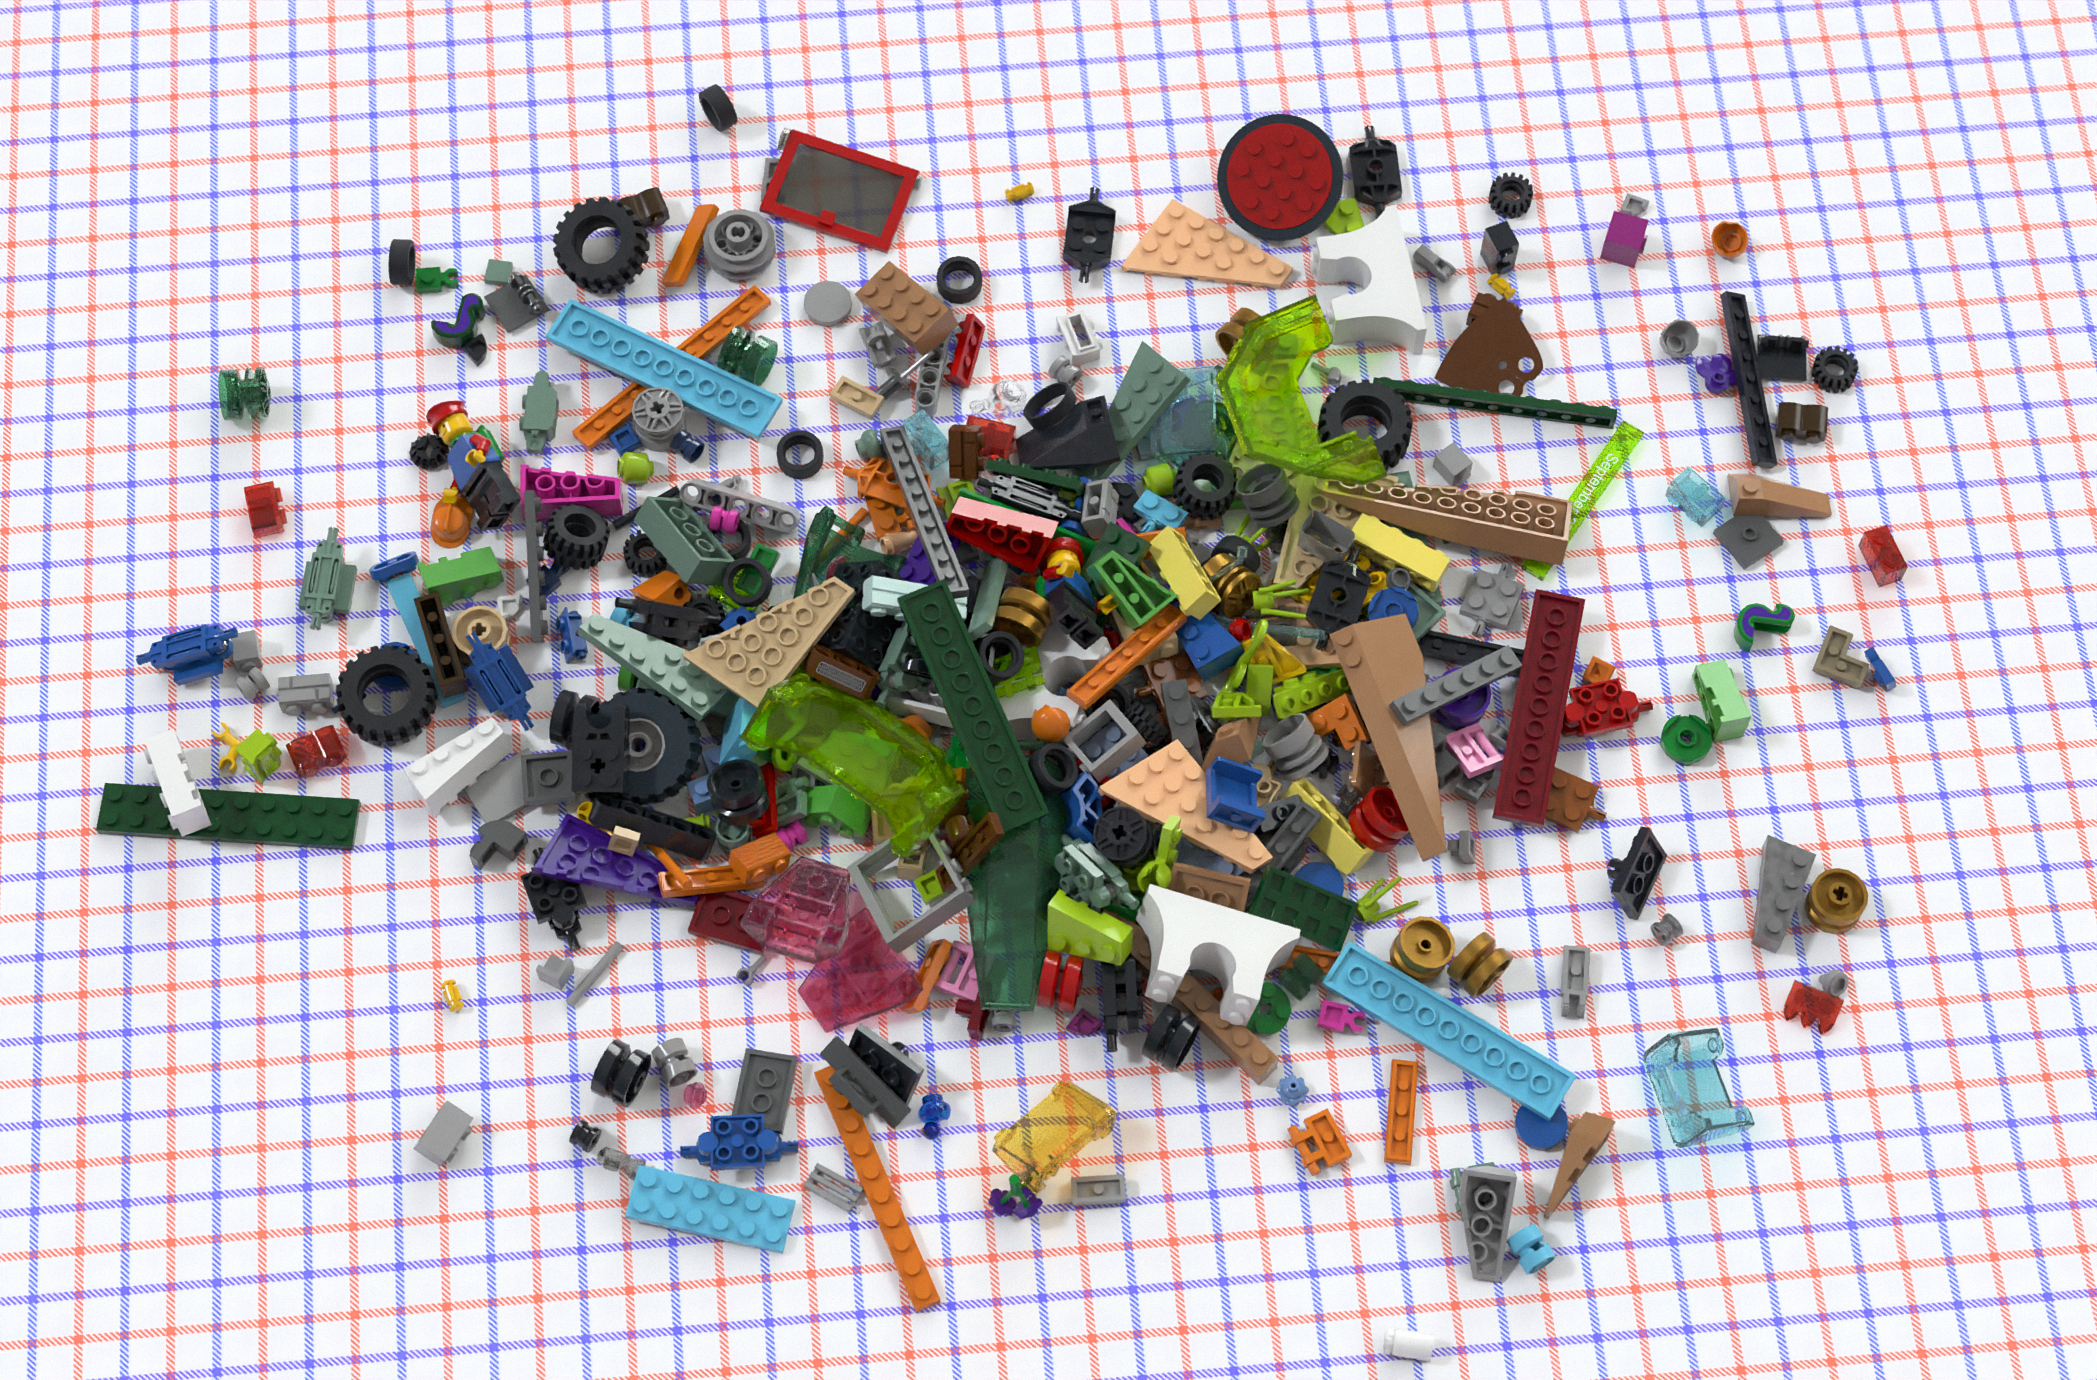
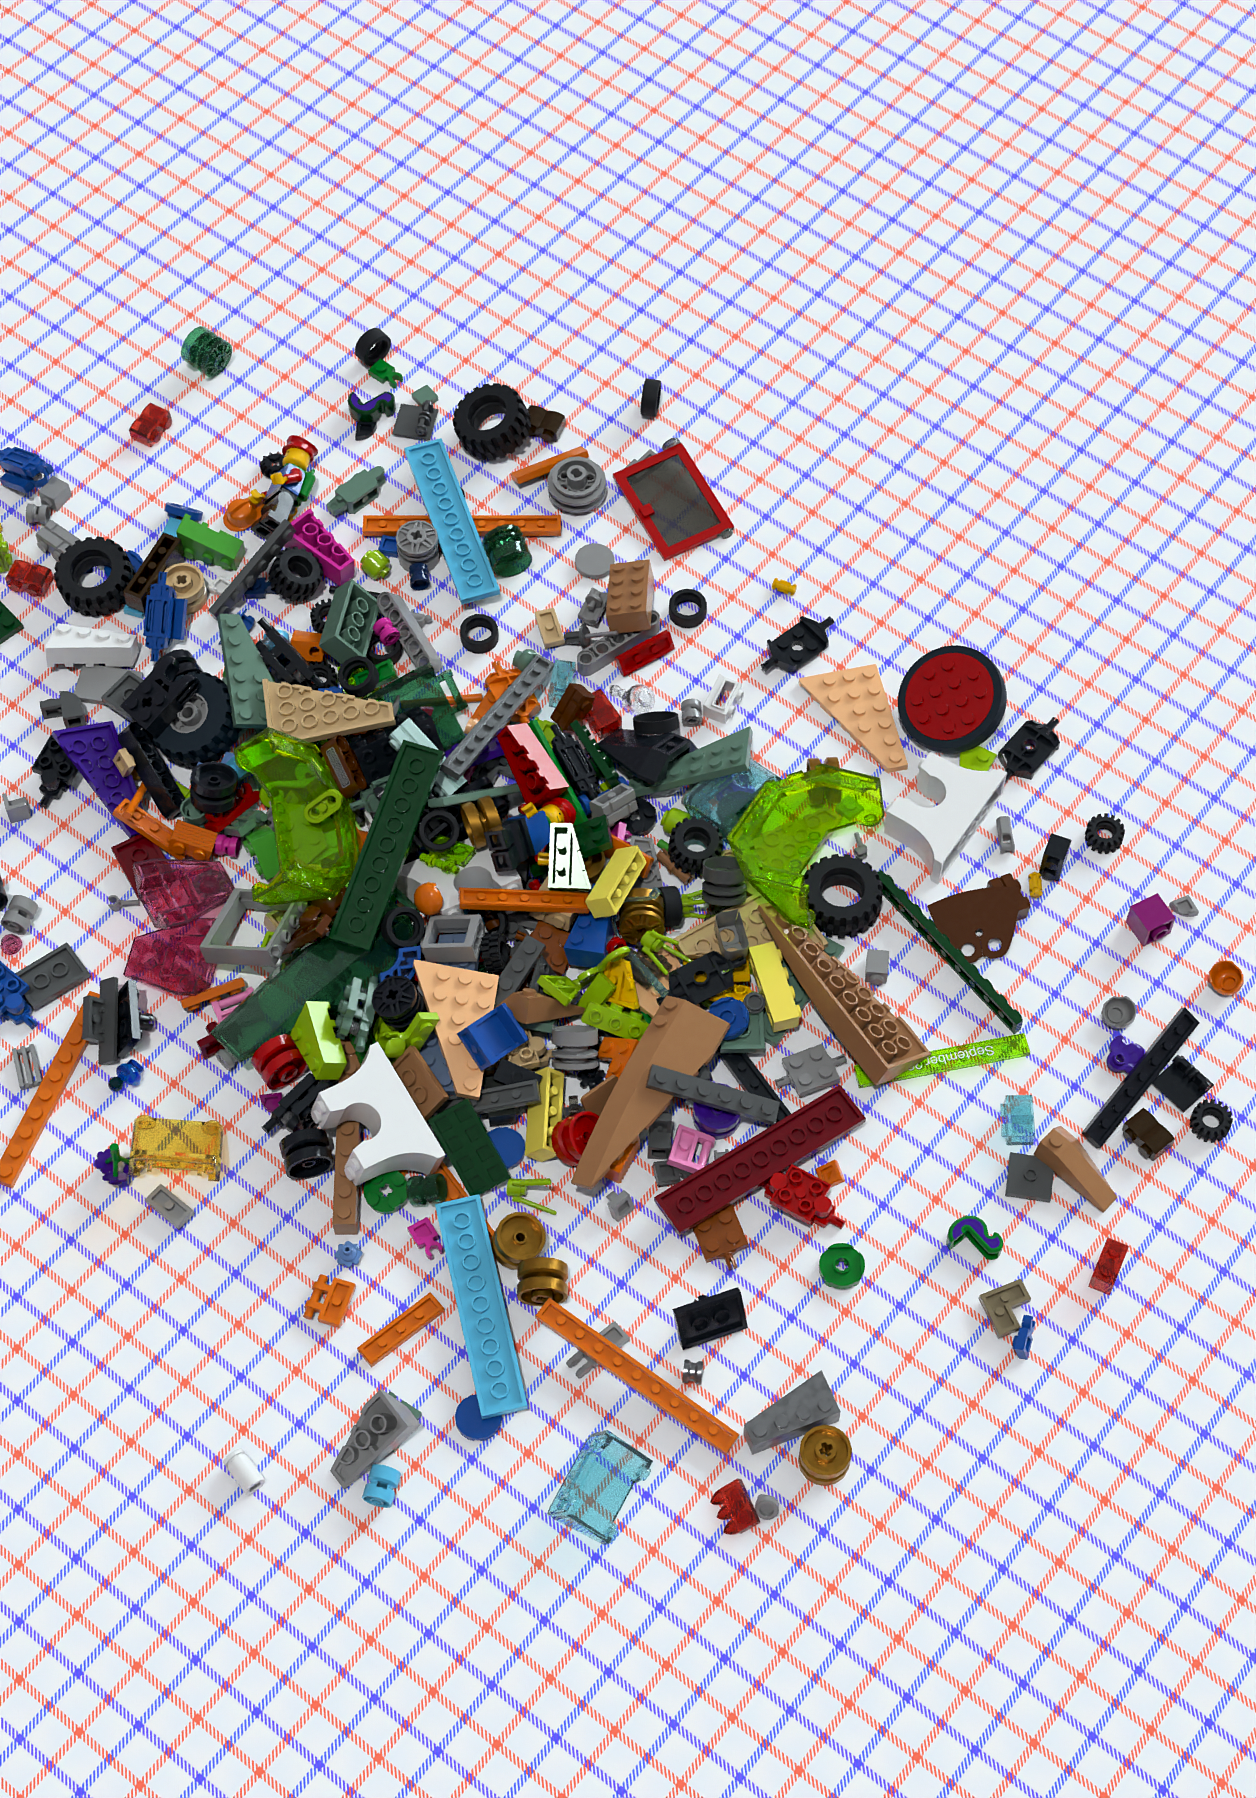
camera: 45 degrees right, 5 degrees down
(327, 582) = (136, 490): sand green piece -> none
(594, 974) = (37, 829): light grey bar -> none
(862, 722) = (324, 806): none -> lime plate
(1158, 512) = (652, 840): medium azure plate -> none
(1583, 1143) = (481, 1455): medium nougat wedge -> none
(1631, 972) = (637, 1376): none -> orange plate
(1721, 700) = (890, 1261): wedge -> none

